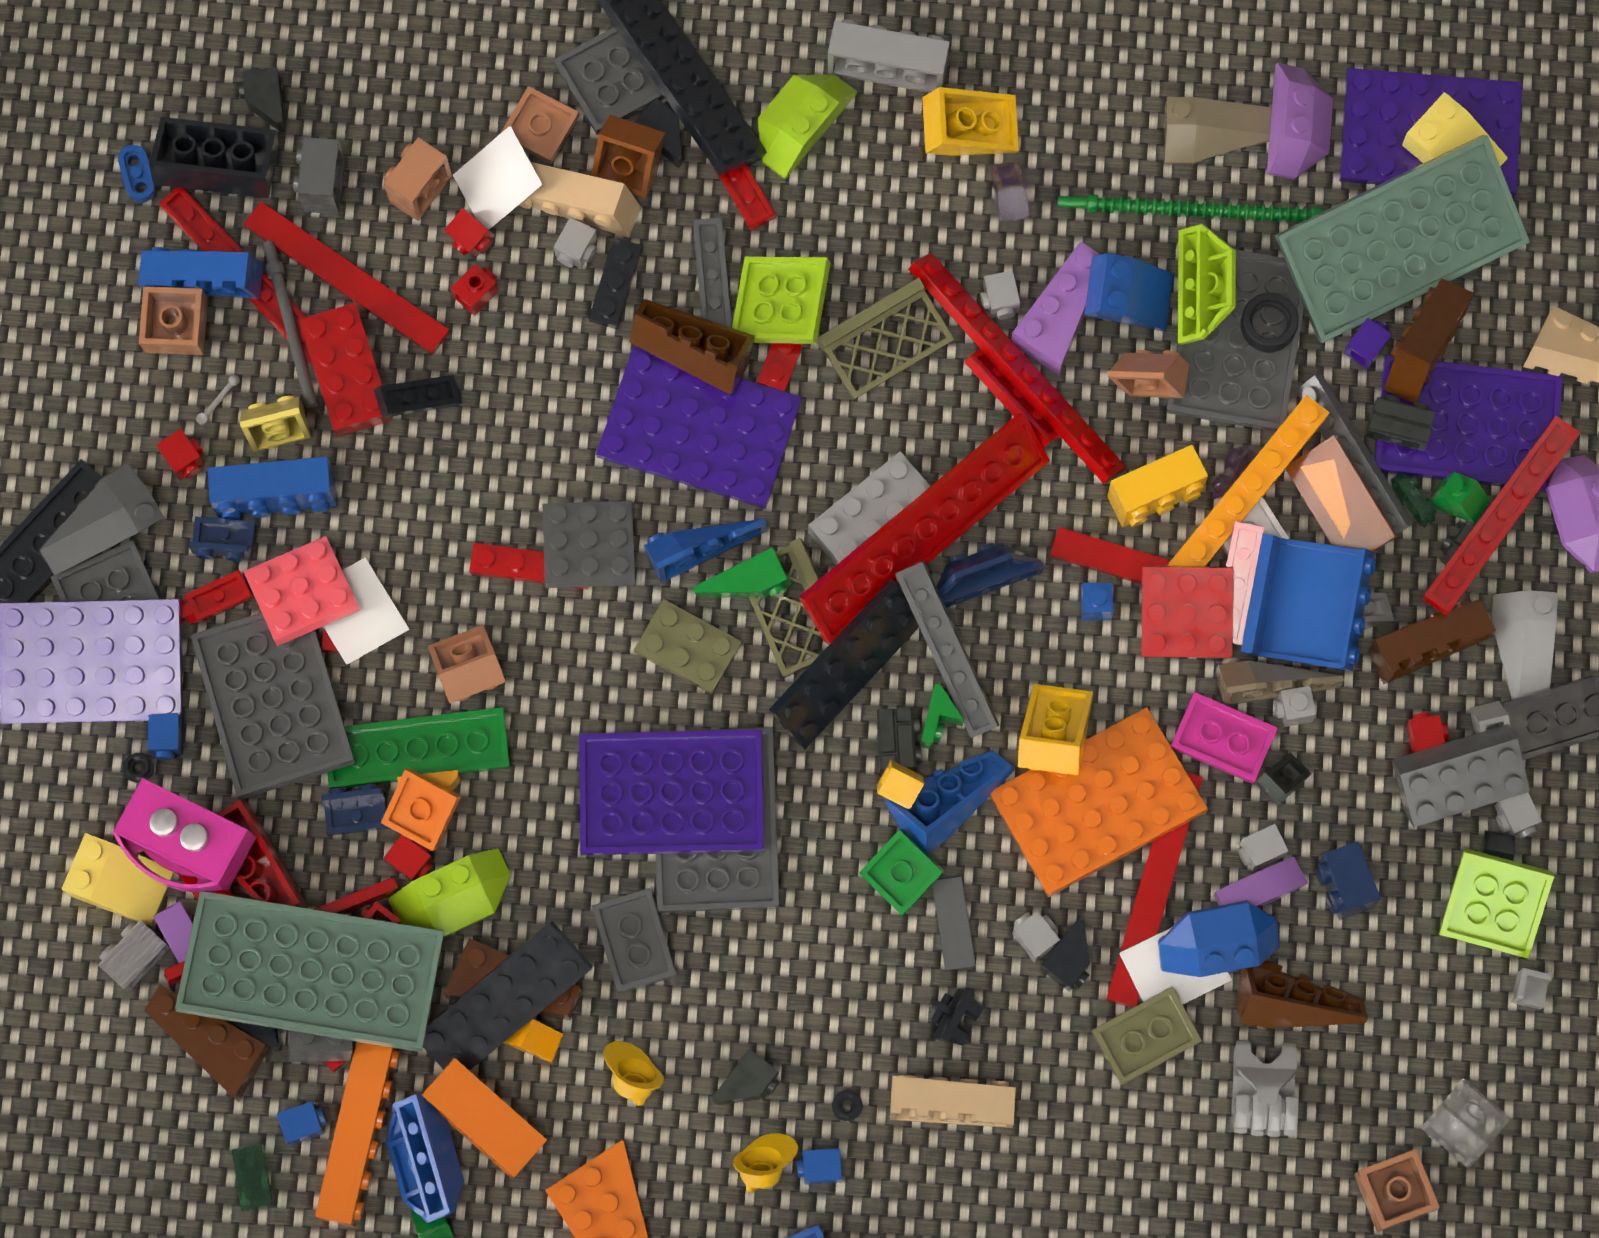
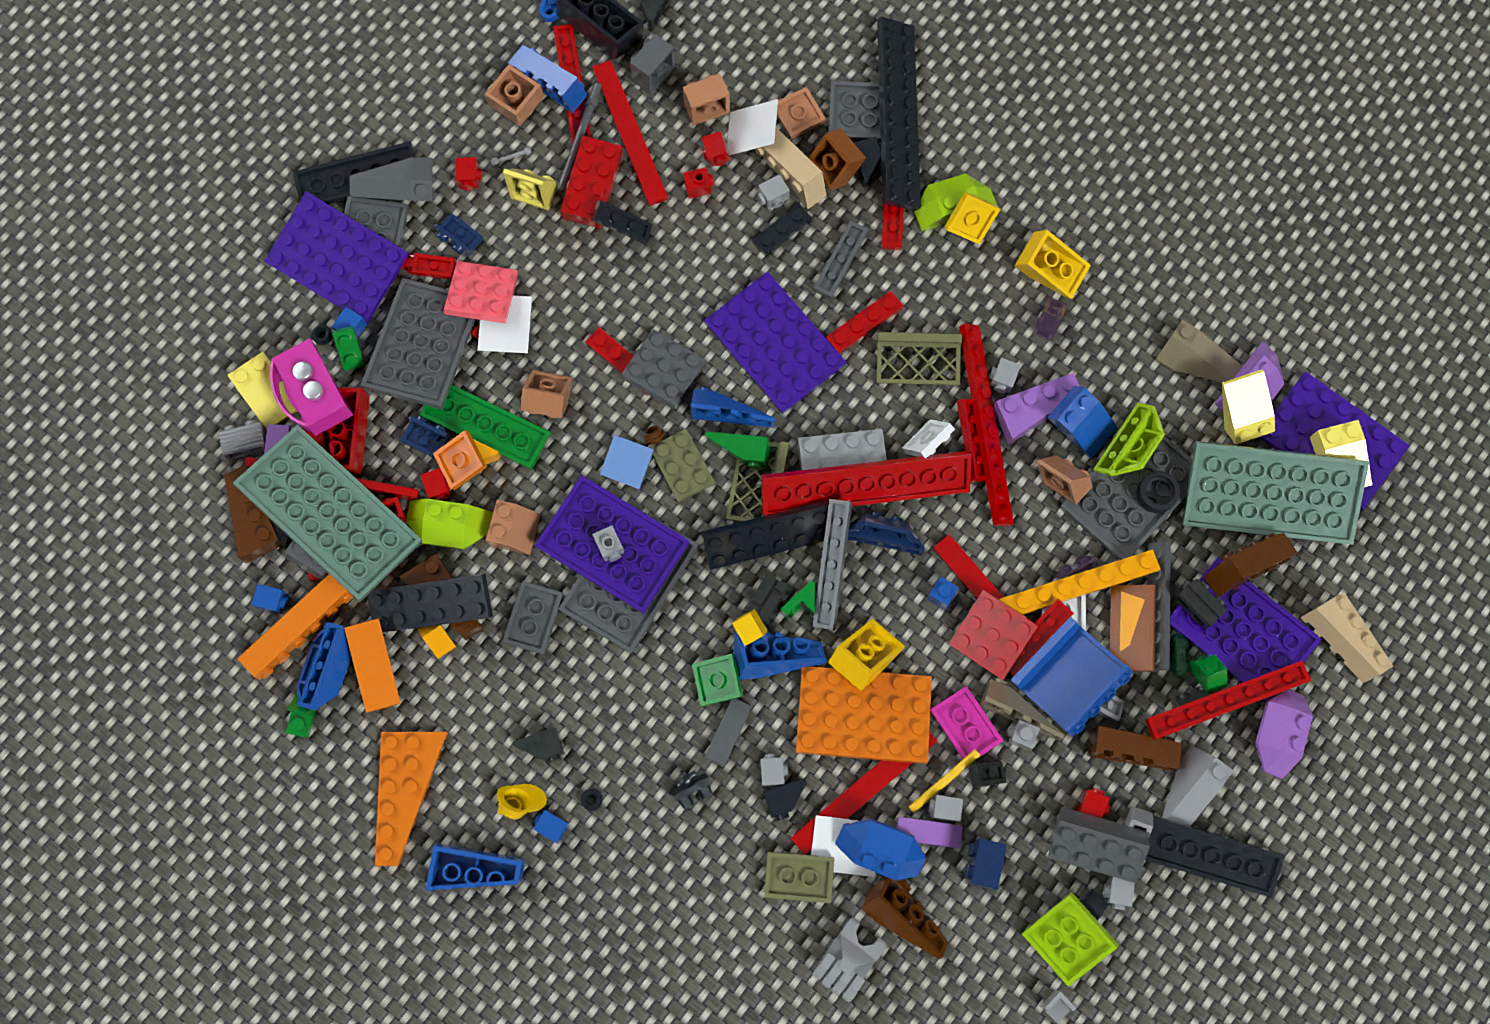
camera: 30 degrees right, 0 degrees up
(186, 762) = (348, 348): none -> green plate
(252, 1177) = (221, 612): clear green plate -> none
(272, 488) = (504, 222): blue brick -> none
(537, 850) = (513, 527): none -> nougat slope
(620, 684) = (627, 462): none -> medium blue tile
(630, 630) = (654, 434): none -> reddish brown plate
(633, 1071) = (478, 694): yellow piece -> none
(670, 794) = (608, 544): none -> light grey brick
(693, 344) = (802, 291): reddish brown wedge -> none
(781, 298) = (870, 297): lime plate -> none
(839, 127) = (972, 218): none -> yellow plate
(887, 56) = (1028, 194): light grey brick -> none
(952, 1102) = (653, 839): tan wedge -> none
(961, 428) = (928, 438): none -> white plate
(1093, 203) = (1096, 356): green hose -> none
(1157, 487) = (1024, 548): yellow brick -> none
(1240, 817) = (946, 779): none -> yellow bar
(1309, 156) = (1247, 407): none -> slope
(1368, 343) = (1211, 543): dark purple brick -> none

